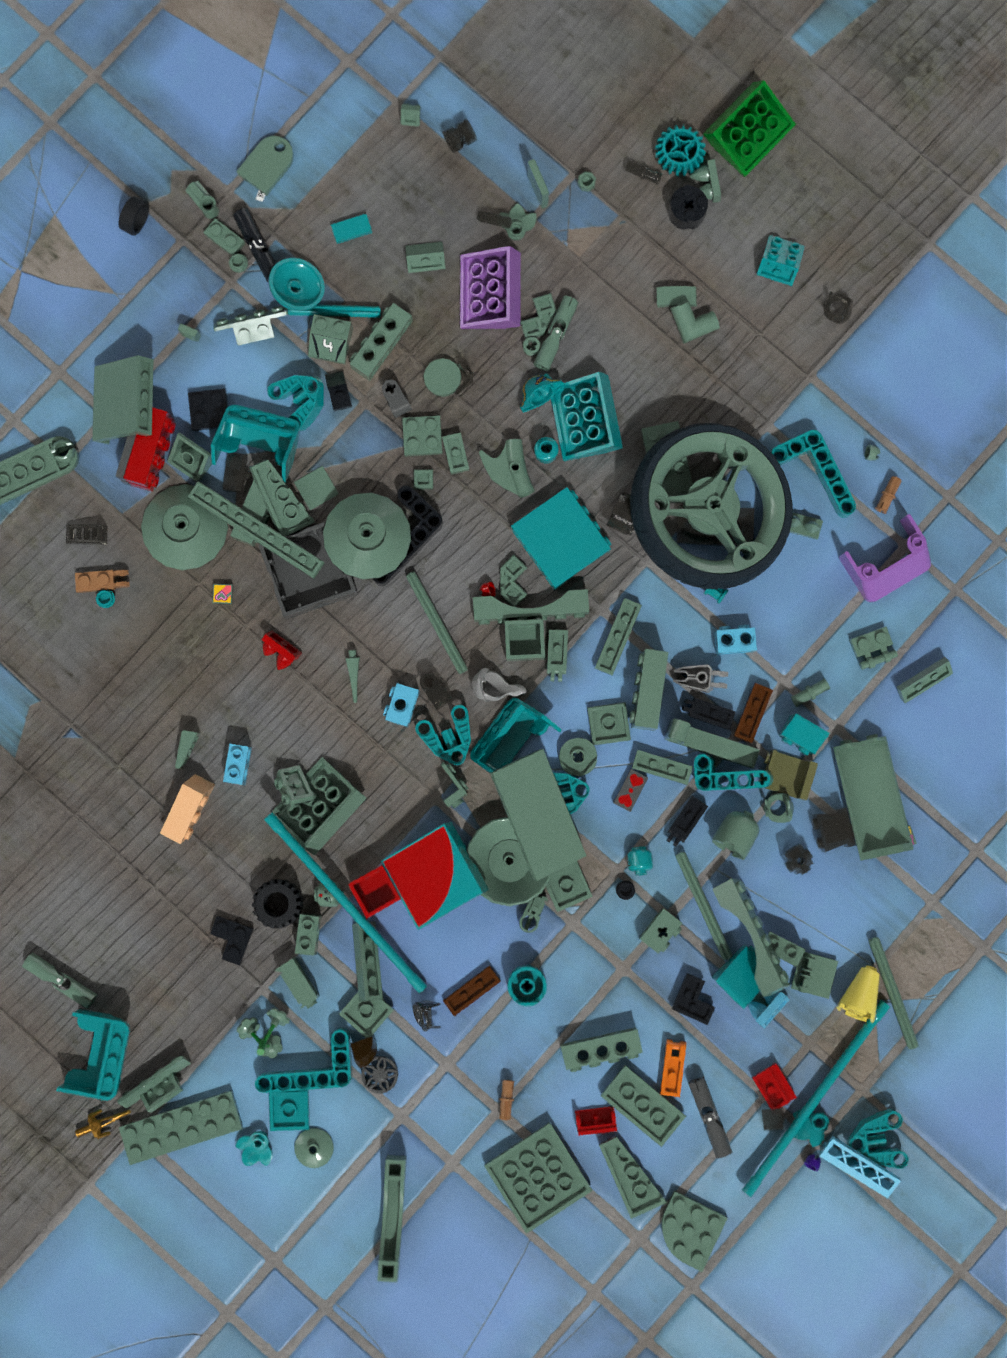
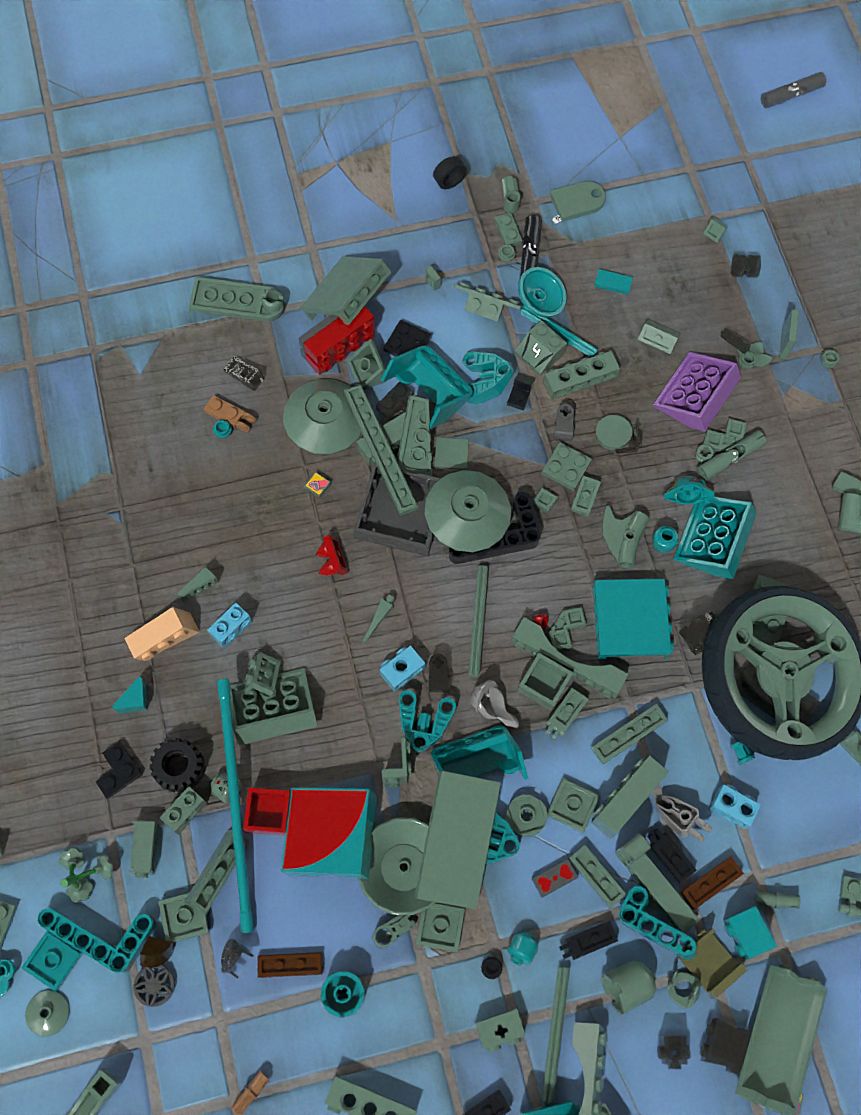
camera: 30 degrees right, 15 degrees down
(203, 875) = (133, 699): none -> teal slope

